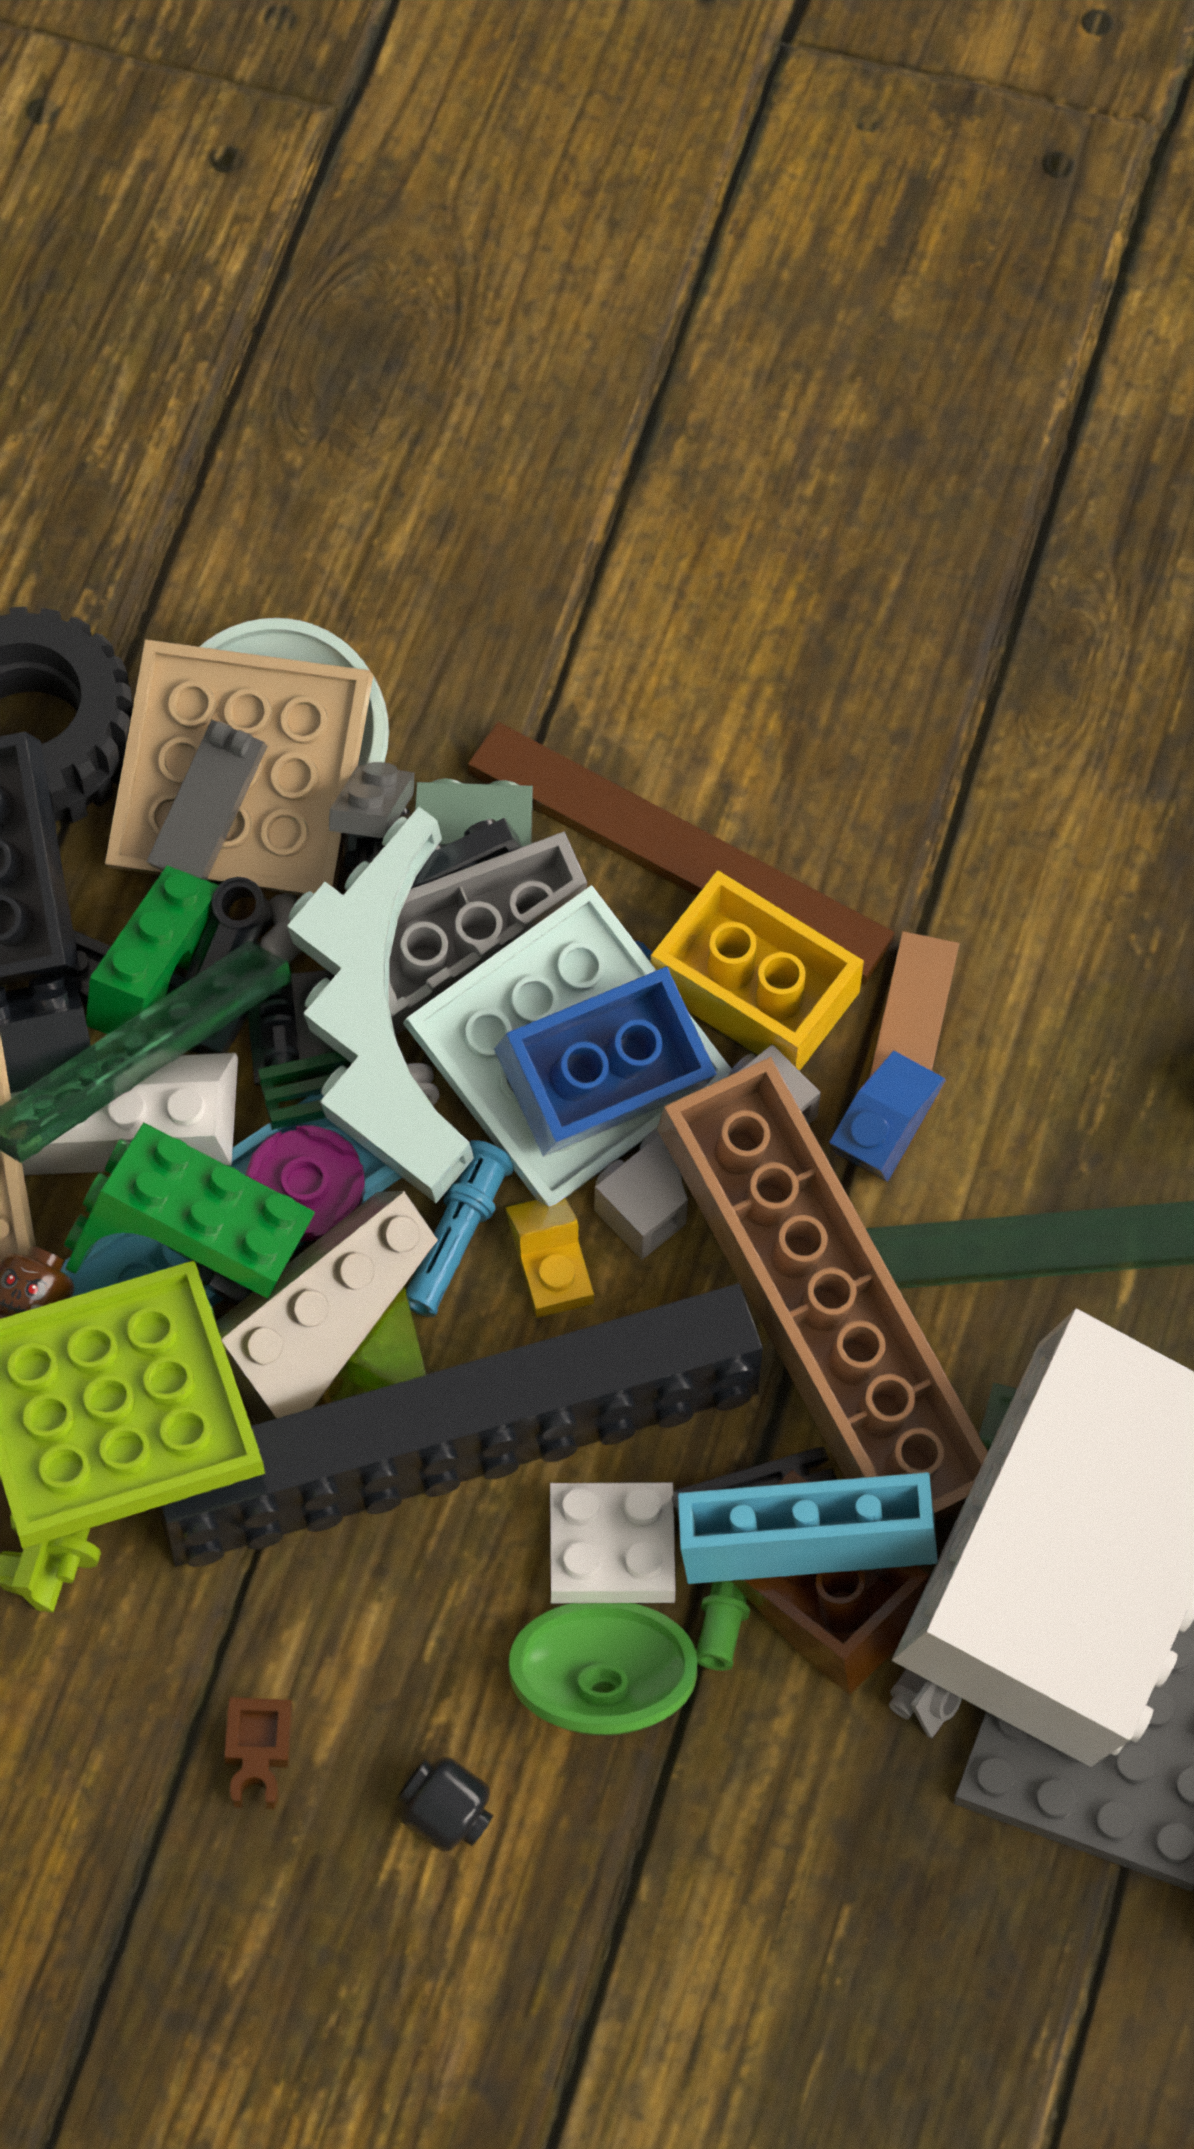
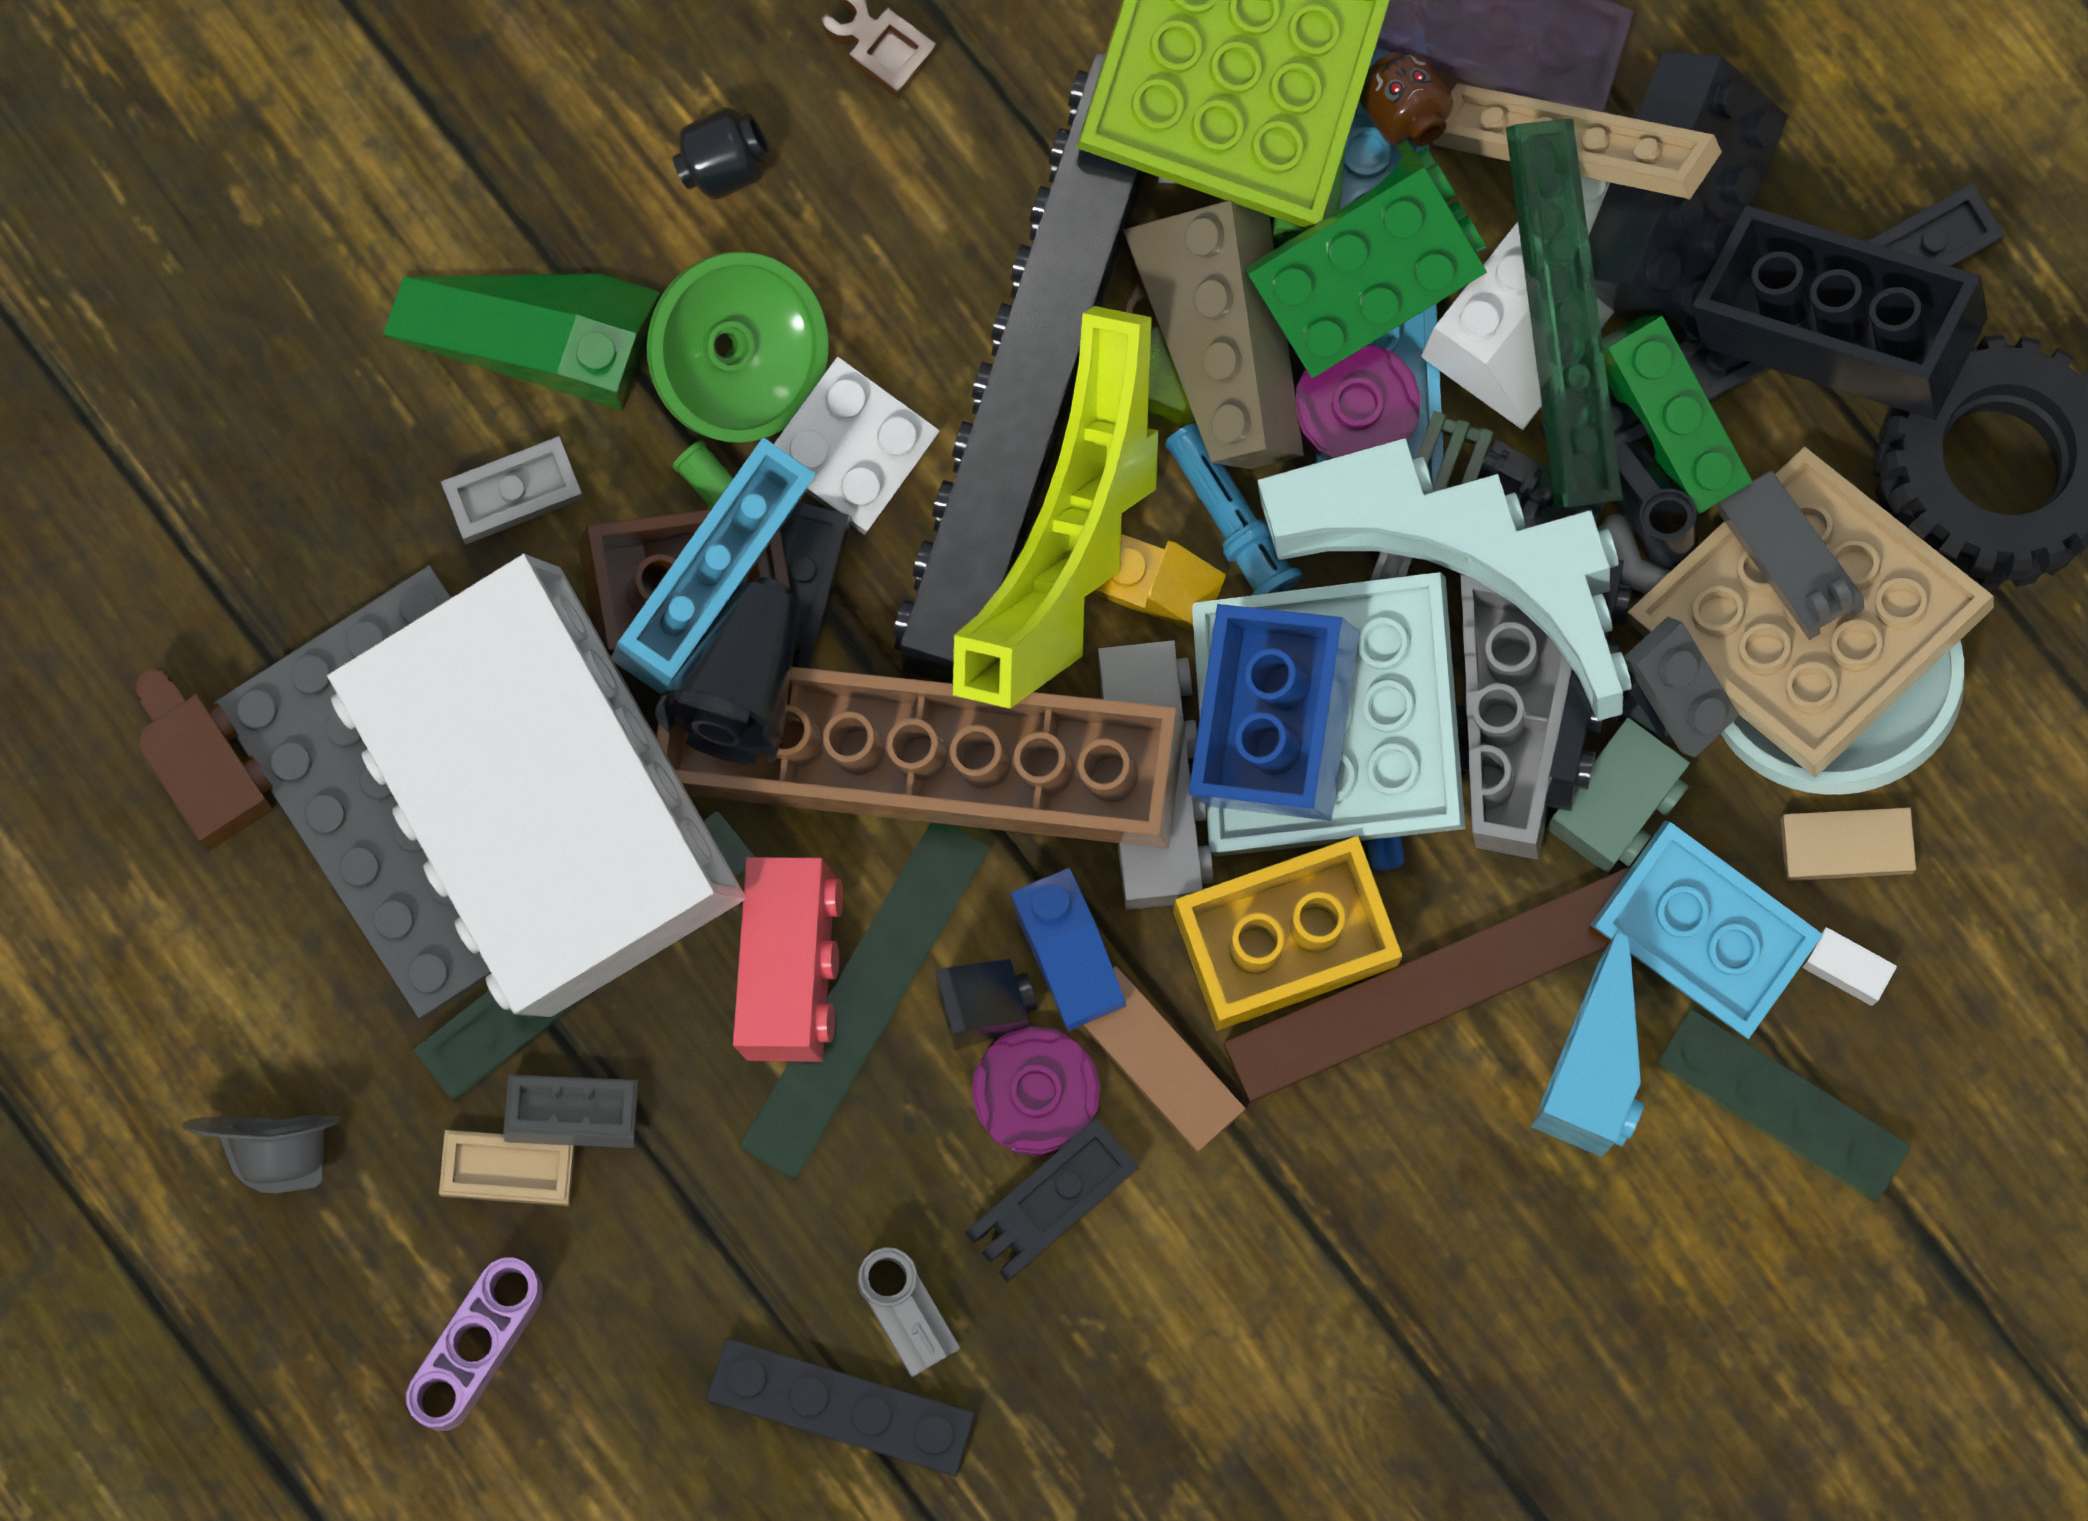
camera: 125 degrees right, 15 degrees up
(401, 673) = (1848, 844): none -> tan tile
(481, 612) = (1849, 967): none -> white piece
(531, 706) = (1707, 929): none -> medium azure plate
(571, 1299) = (1103, 469): none -> neon yellow arch
(616, 598) = (1783, 1106): none -> clear green plate
(684, 713) = (1599, 1068): none -> medium azure slope
(689, 1840) = (544, 329): none -> green wedge
(846, 1775) = (512, 490): none -> light grey plate
(879, 1433) = (738, 677): none -> black cone
(975, 1147) = (984, 1001): none -> black slope
(1002, 1085) = (1035, 1091): none -> magenta tile
(1074, 1016) = (1054, 1198): none -> black hinge
(1092, 1276) = (786, 959): none -> coral brick

